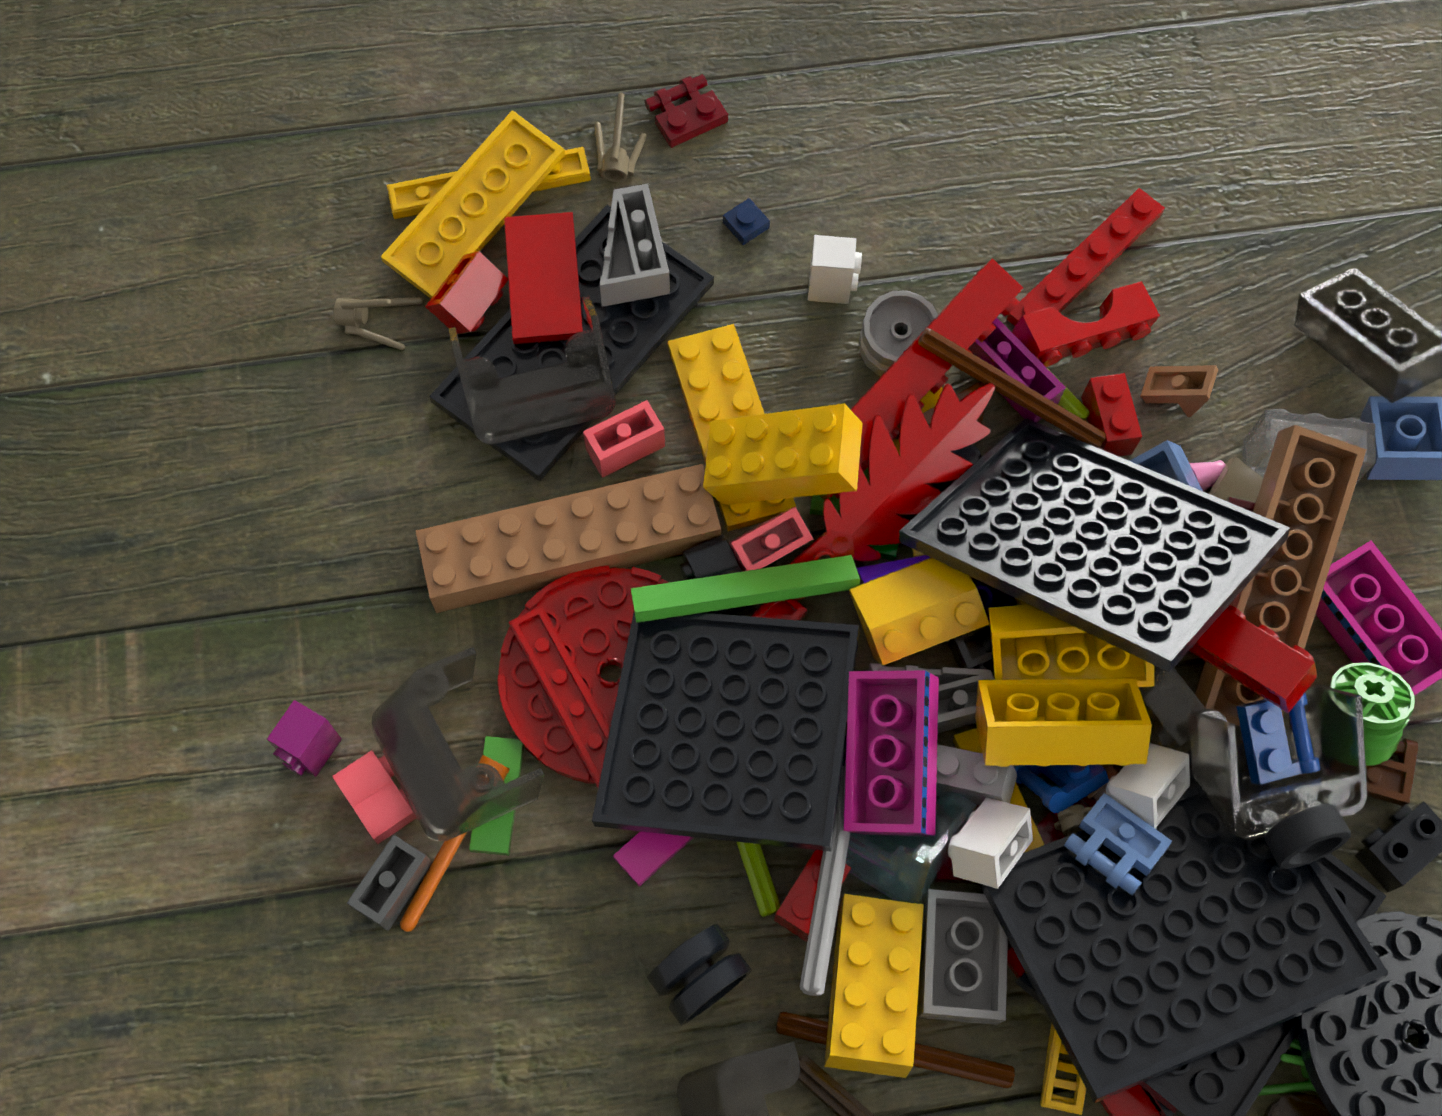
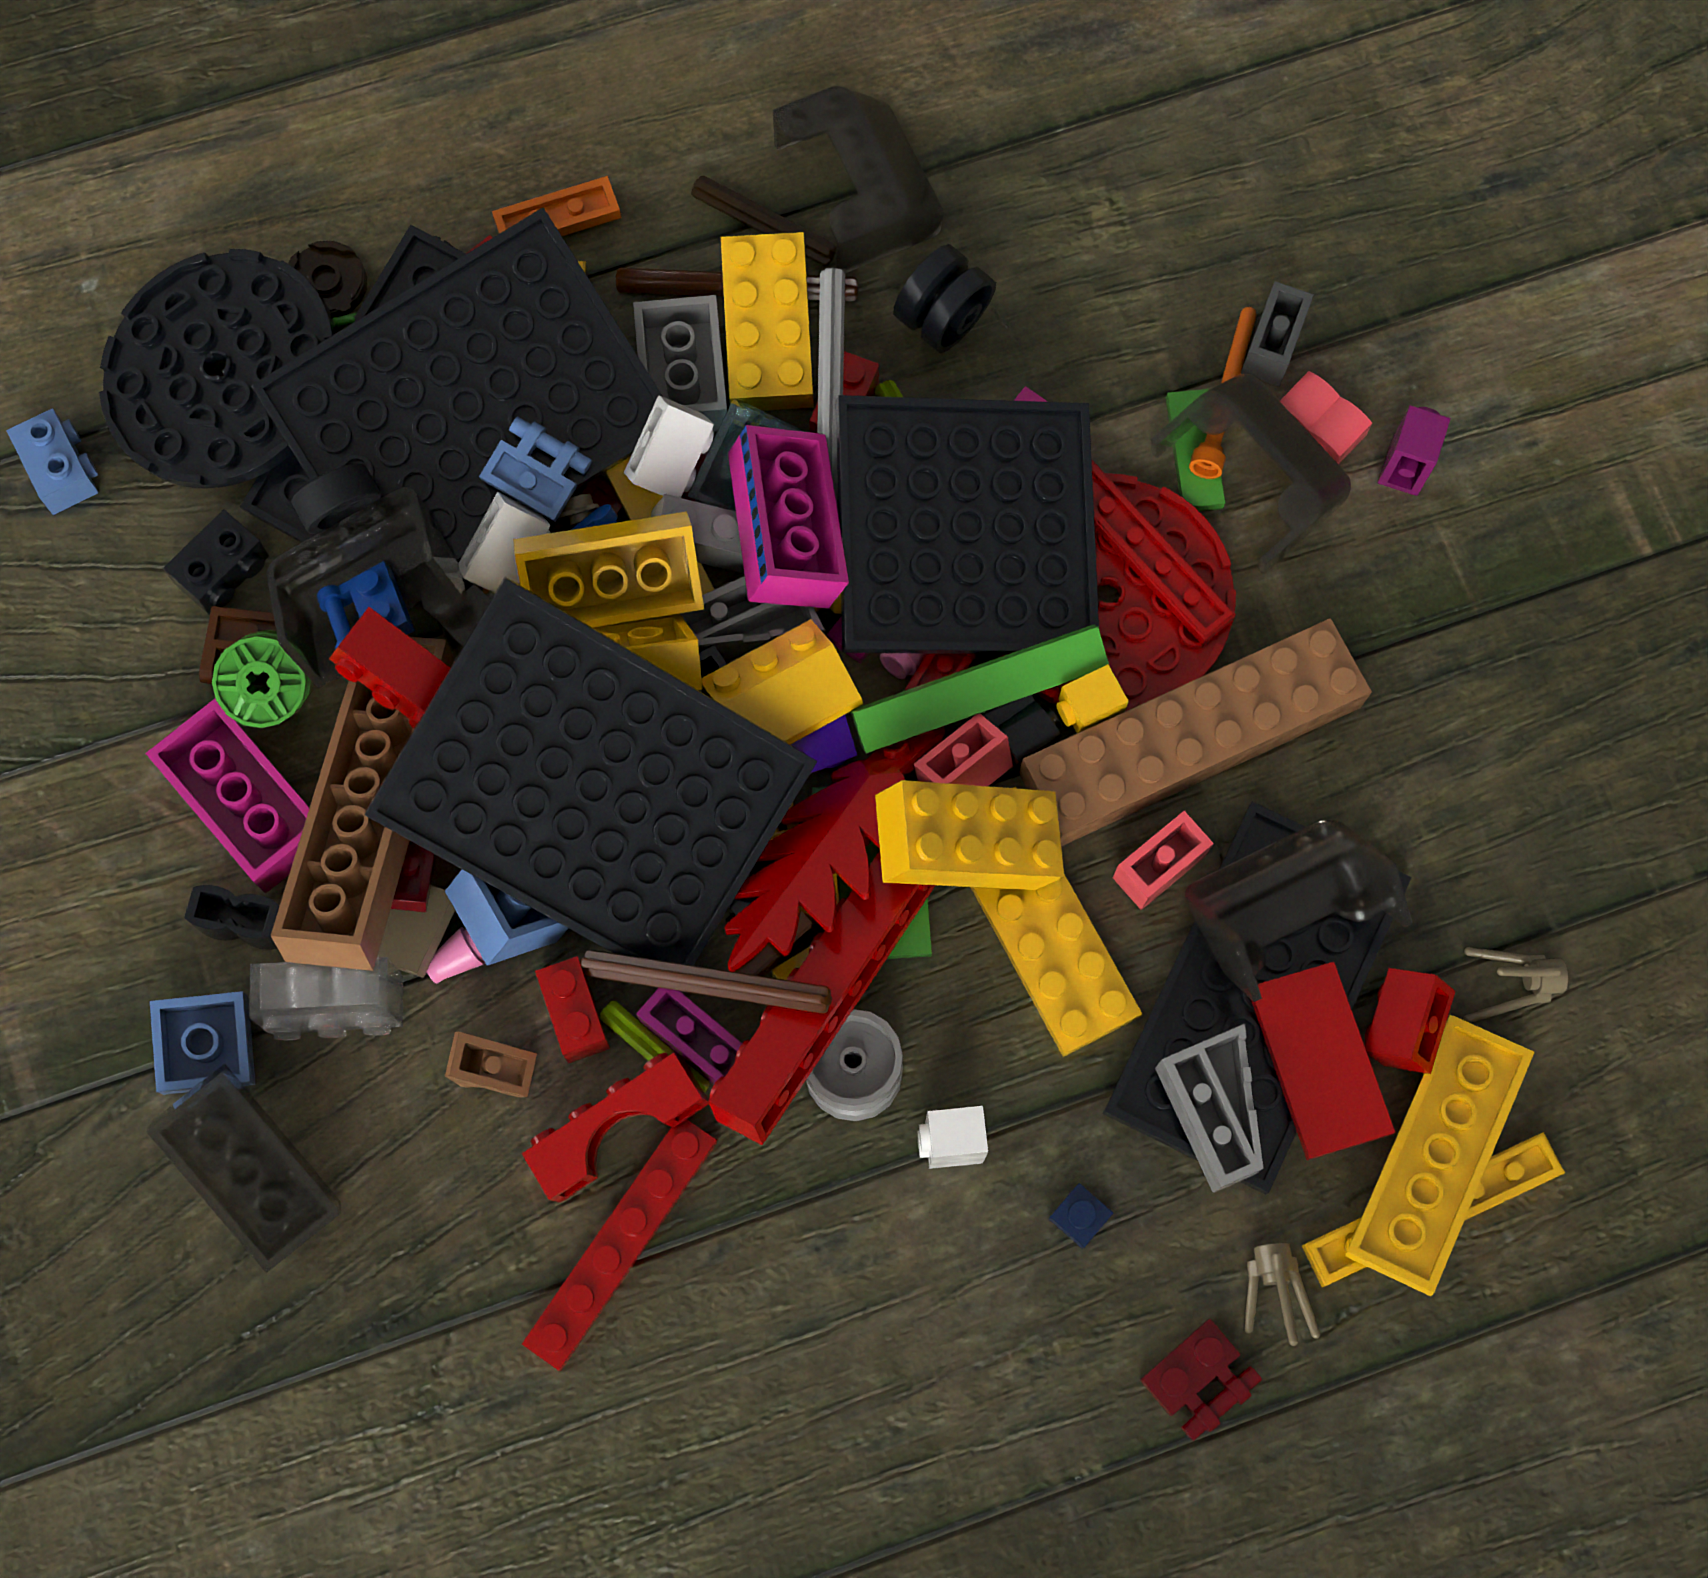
camera: 170 degrees right, 5 degrees up
(652, 564) = (1091, 699): none -> yellow brick
(1391, 530) = (231, 917): none -> black brick

